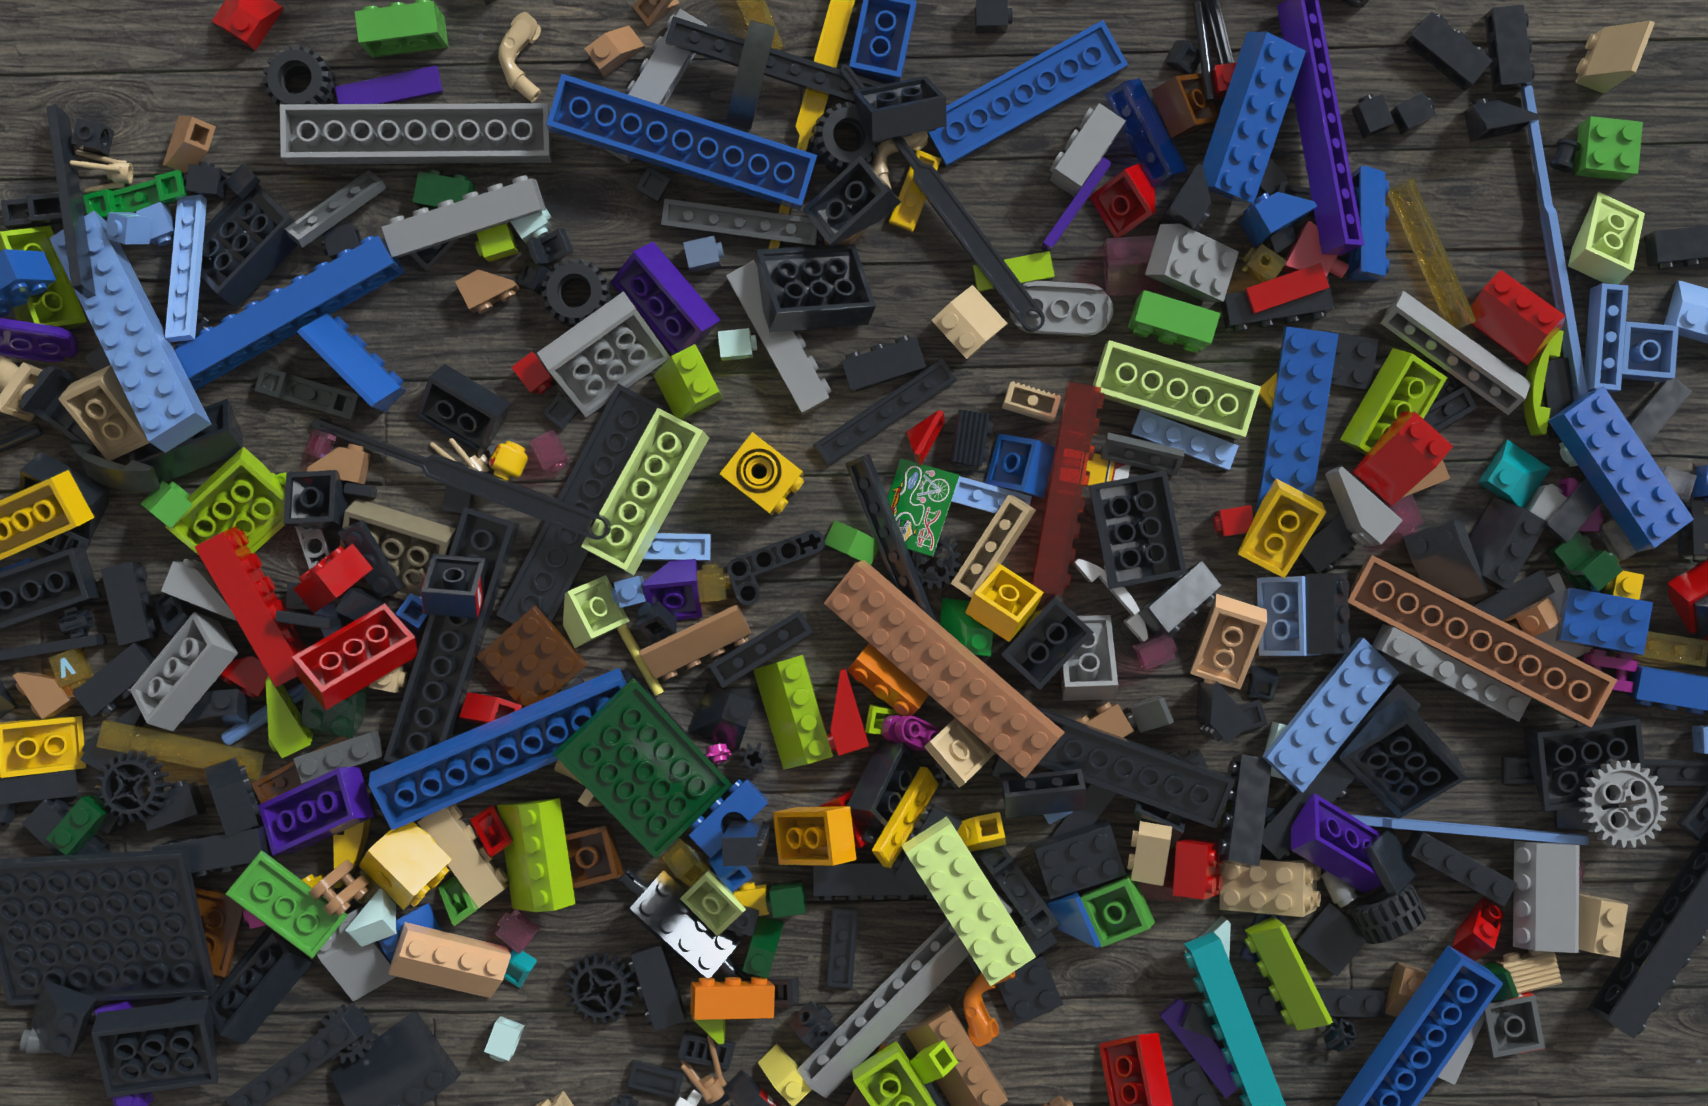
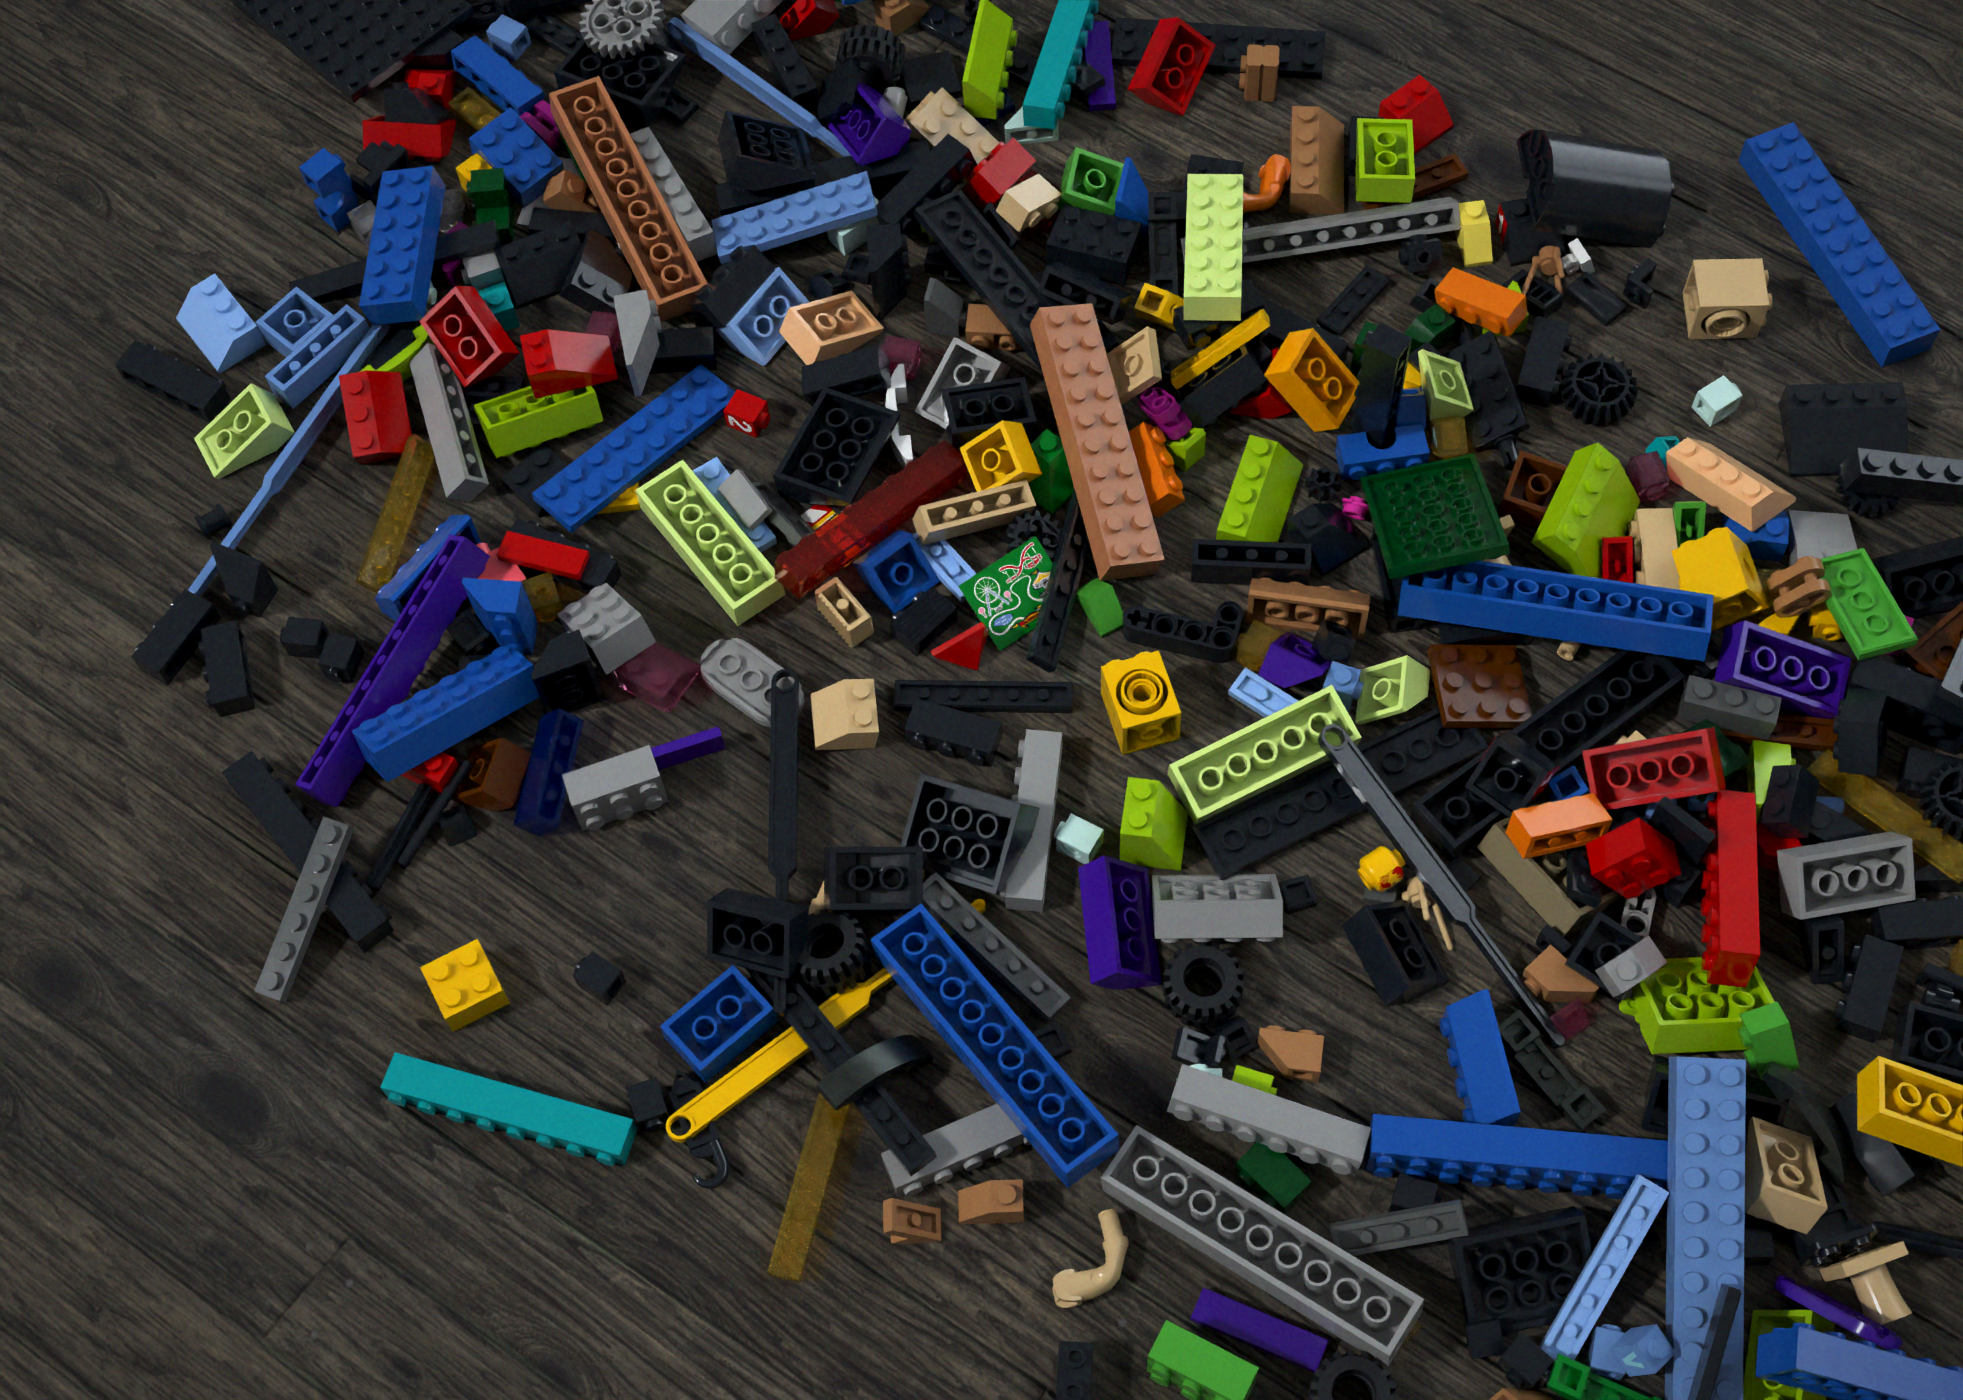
camera: 140 degrees left, 25 degrees down
(194, 584) = (1785, 947): light grey slope -> none
(248, 698) = (1790, 801): none -> black brick
(286, 493) = (1631, 966): none -> light grey slope
(374, 921) = (1779, 546): light aqua slope -> none
(400, 569) = (1557, 825): none -> orange brick
(484, 708) = (1549, 662): red slope -> none
(533, 374) = (1300, 940): red brick -> none
(550, 451) = (1333, 859): clear pink brick -> none
(634, 650) = (1373, 628): light yellow bar -> none
(703, 253) = (1049, 942): sand blue brick -> none
(847, 726) = (1215, 459): red slope -> none
(911, 198) = (809, 870): yellow tile -> none
(933, 1062) = (1335, 163): lime brick -> none
(1026, 269) = (755, 735): lime tile -> none
(1027, 92) = (617, 885): blue plate -> none
(1125, 200) = (614, 726): red slope -> none
(1173, 321) = (663, 594): bright green brick -> none
(1174, 440) = (744, 499): none -> light grey tile
(1281, 528) = (712, 373): yellow slope -> none
(1499, 429) = (469, 335): none -> red slope
(1608, 148) = (173, 500): bright green brick -> none
(1613, 55) = (99, 559): tan slope -> none

